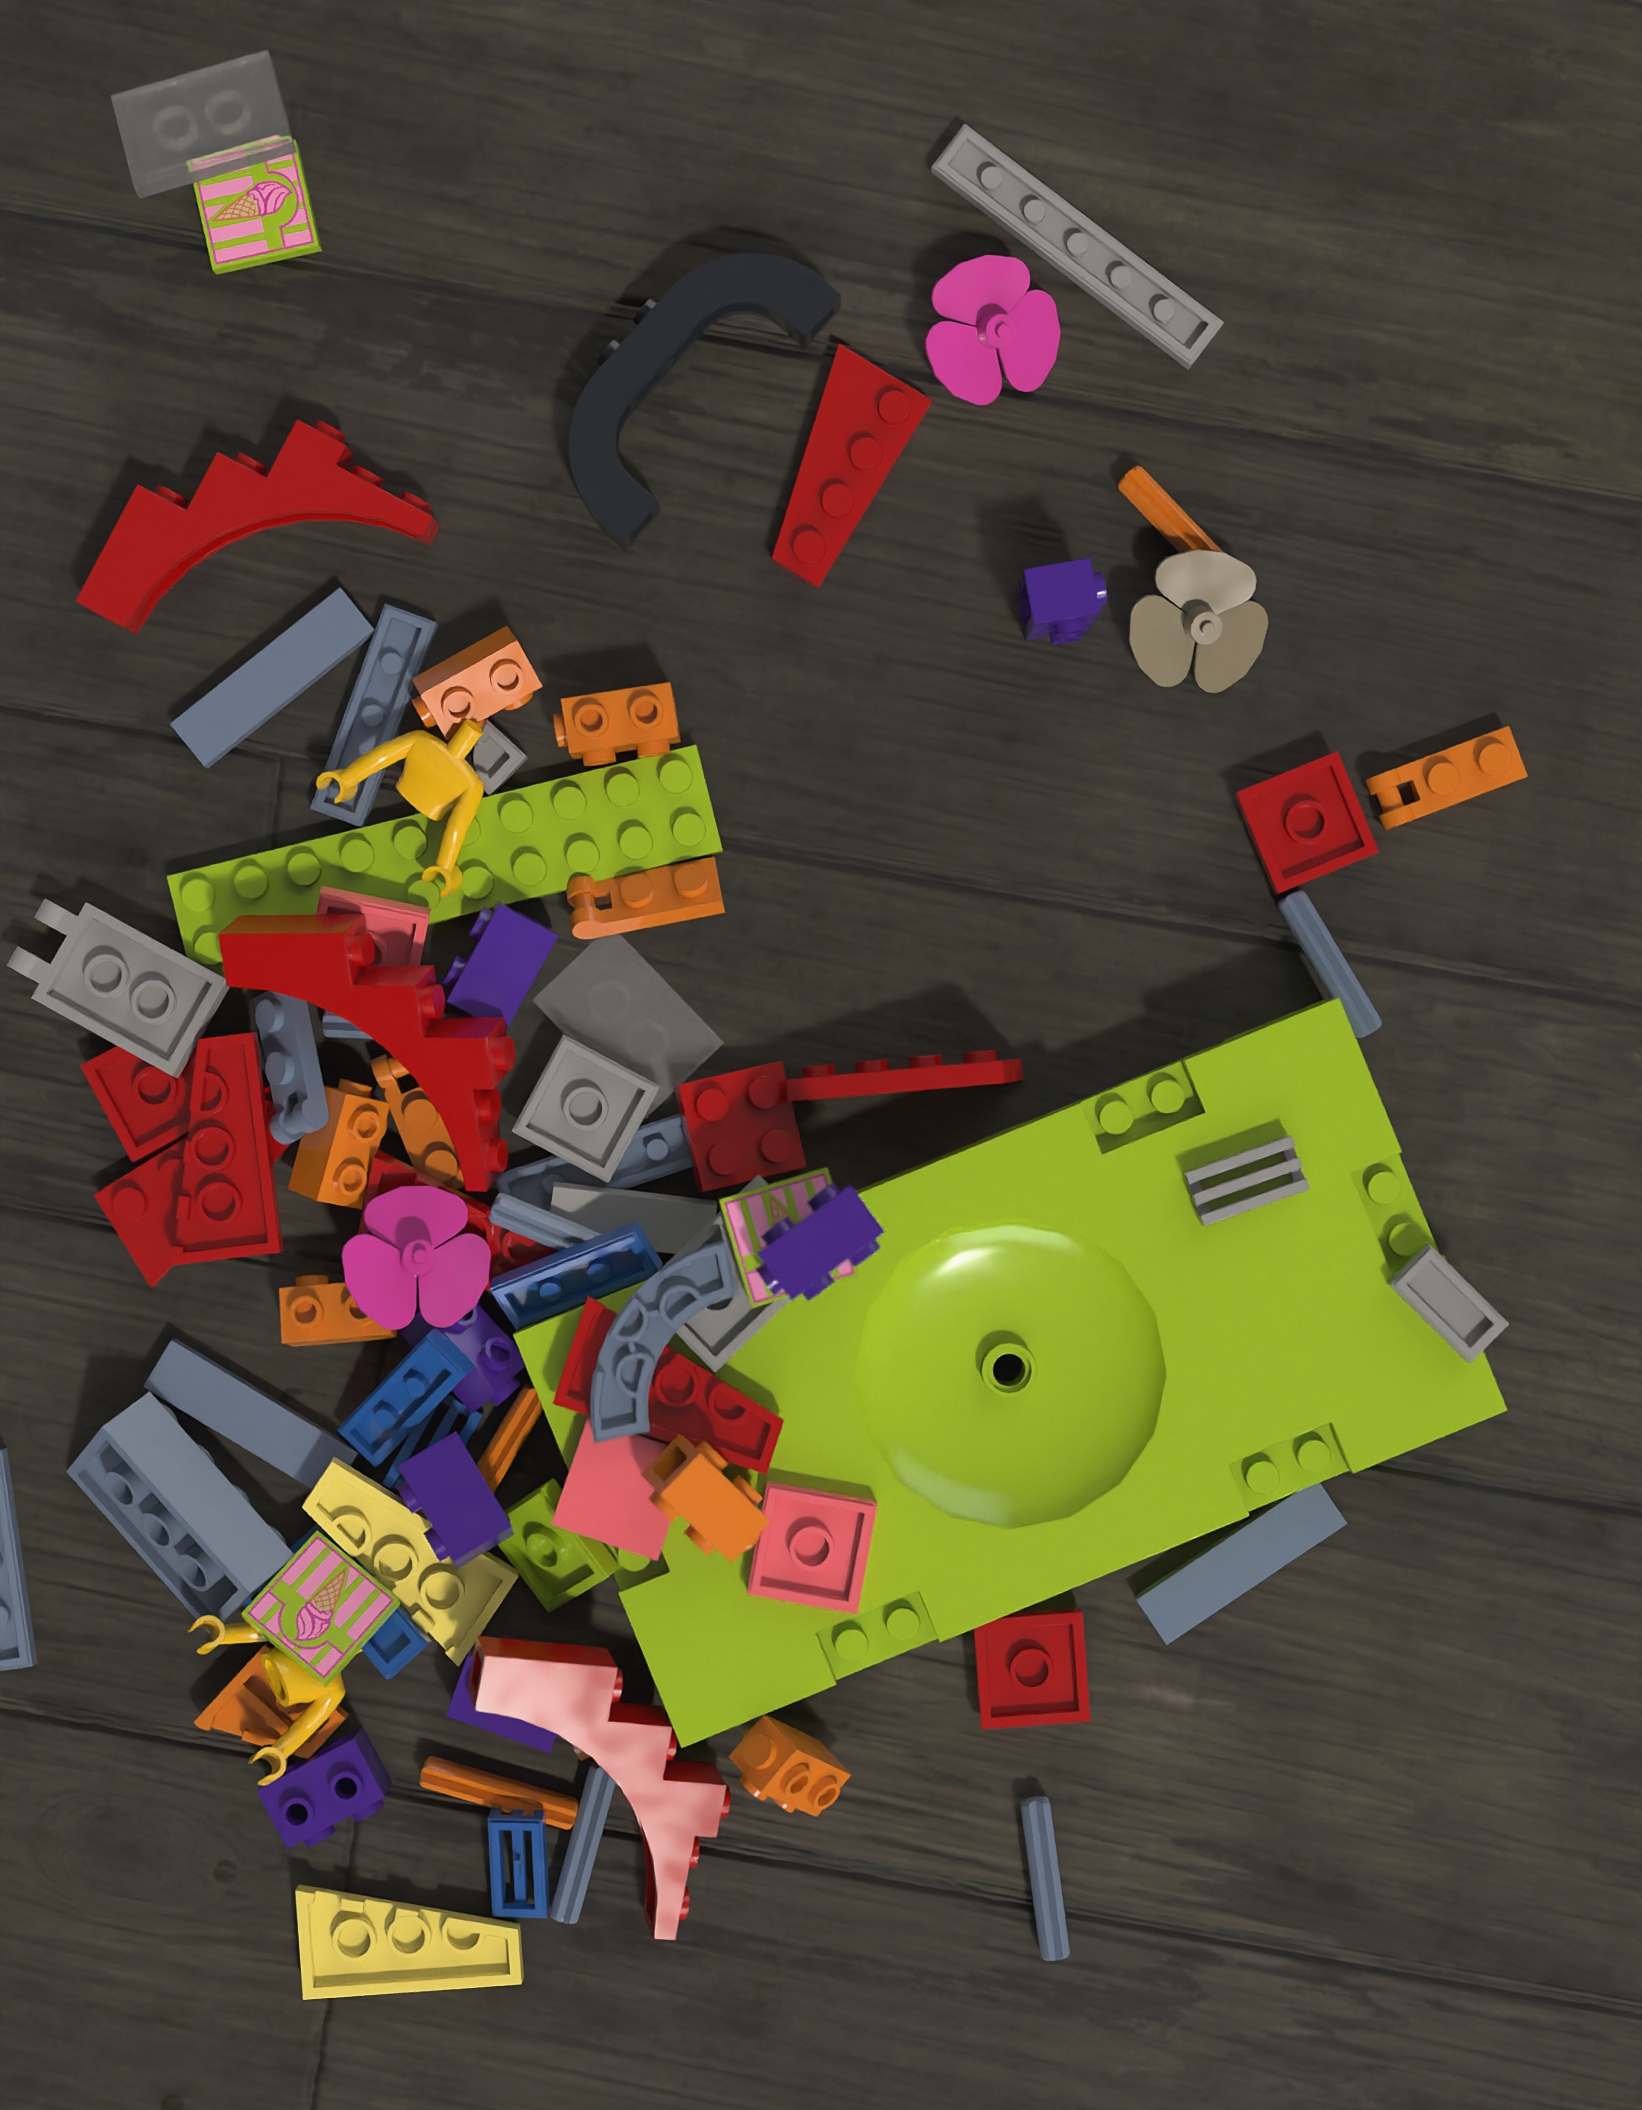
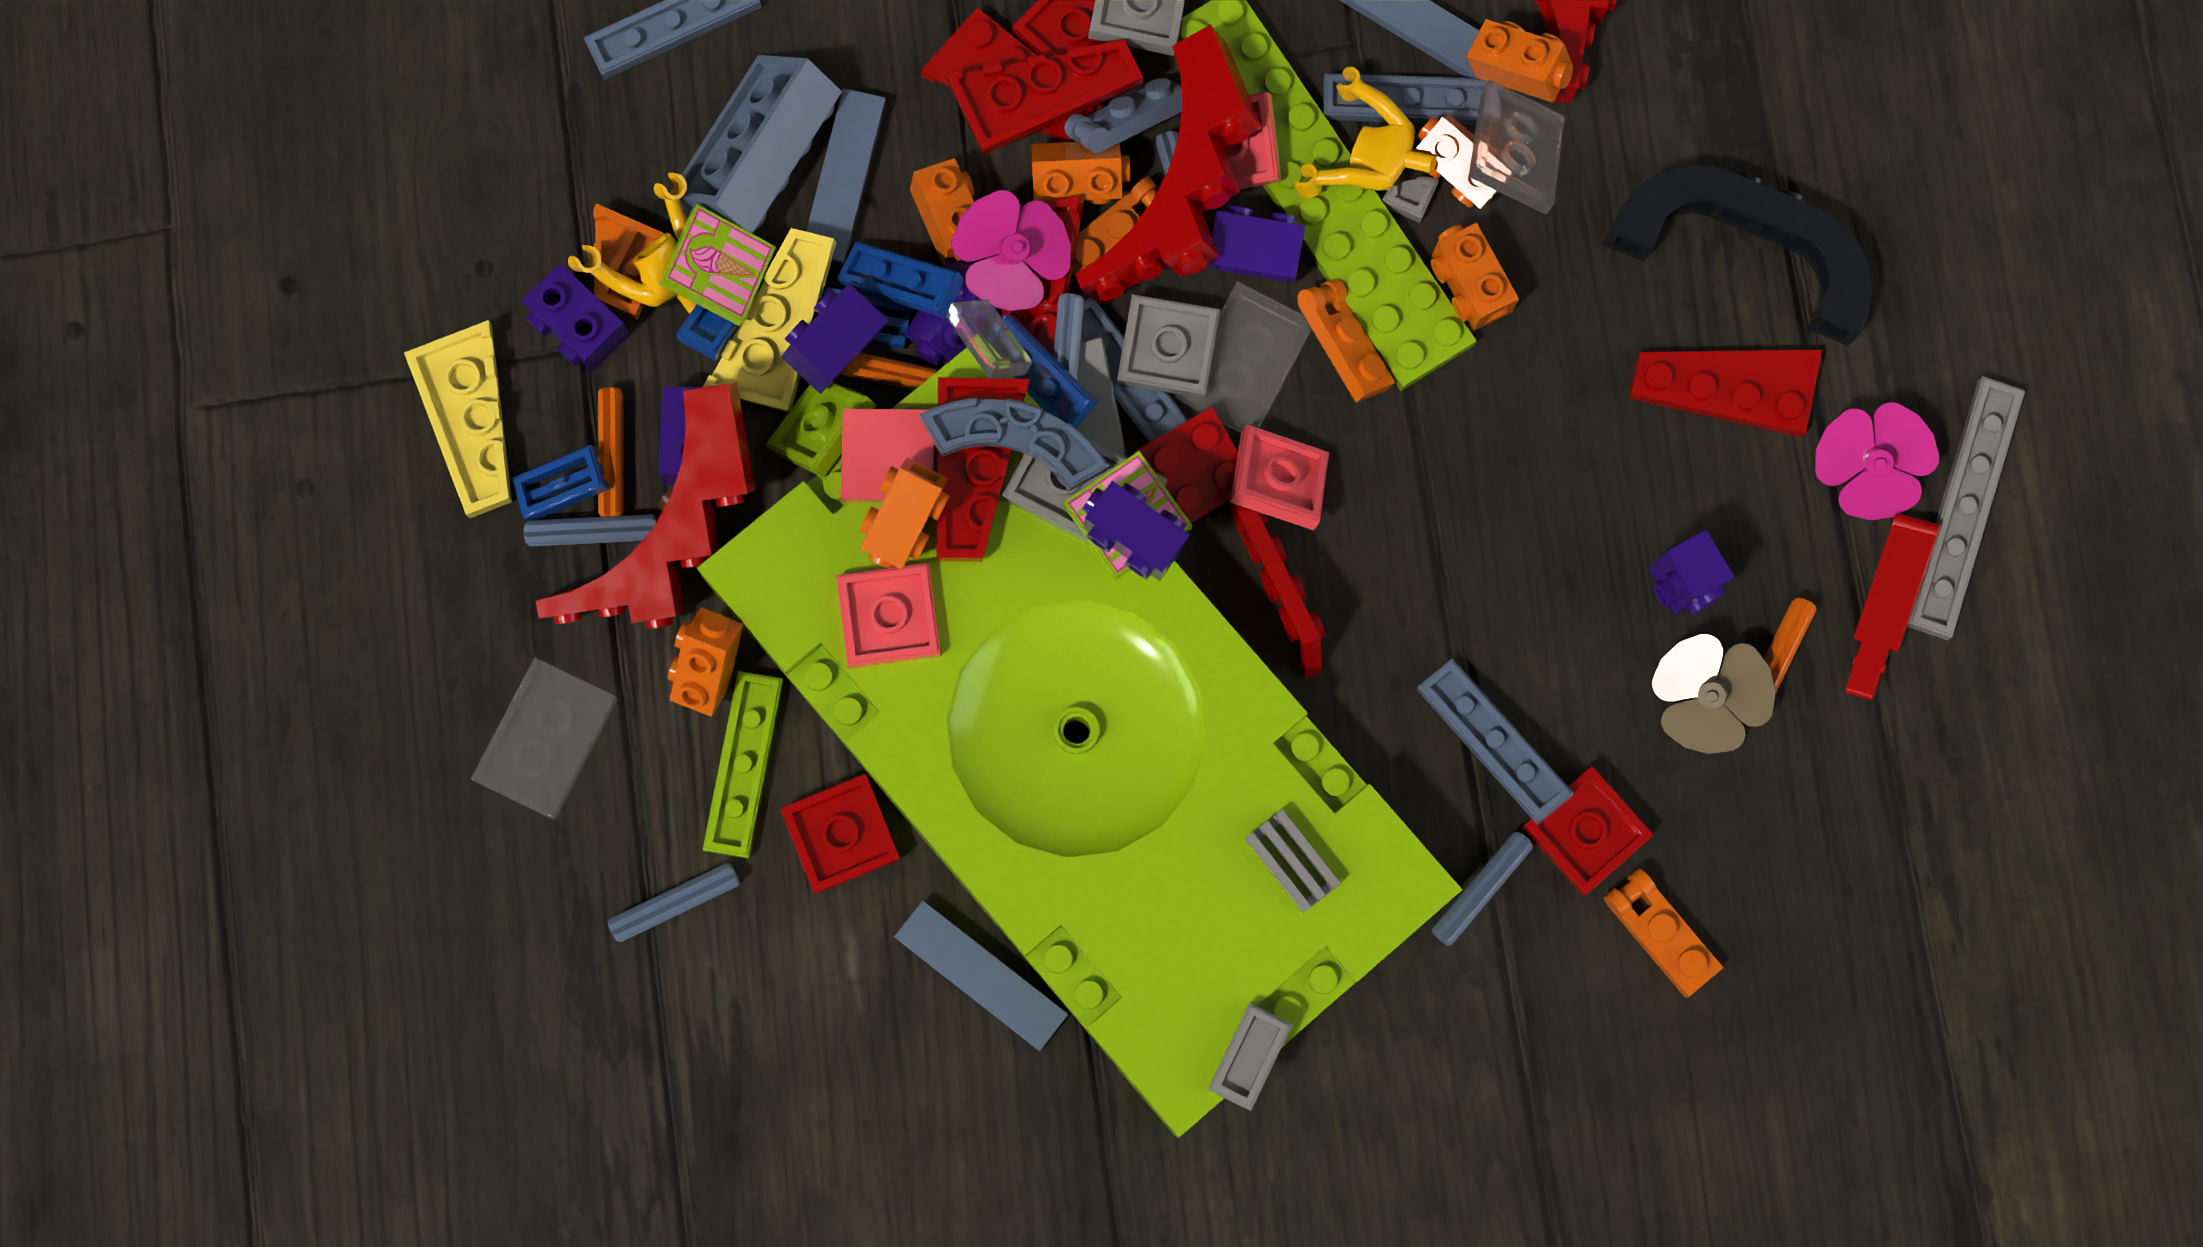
camera: 65 degrees right, 10 degrees down
(379, 574) = (1520, 60): none -> orange brick
(483, 617) = (1517, 147): none -> clear tile
(521, 1326) = (988, 339): none -> clear tile
(787, 1033) = (1279, 477): none -> coral tile
(809, 1967) = (544, 738): none -> clear tile
(914, 1752) = (743, 765): none -> lime tile
(1157, 375) = (1891, 600): none -> red piece
(1171, 892) = (1495, 741): none -> sand blue tile

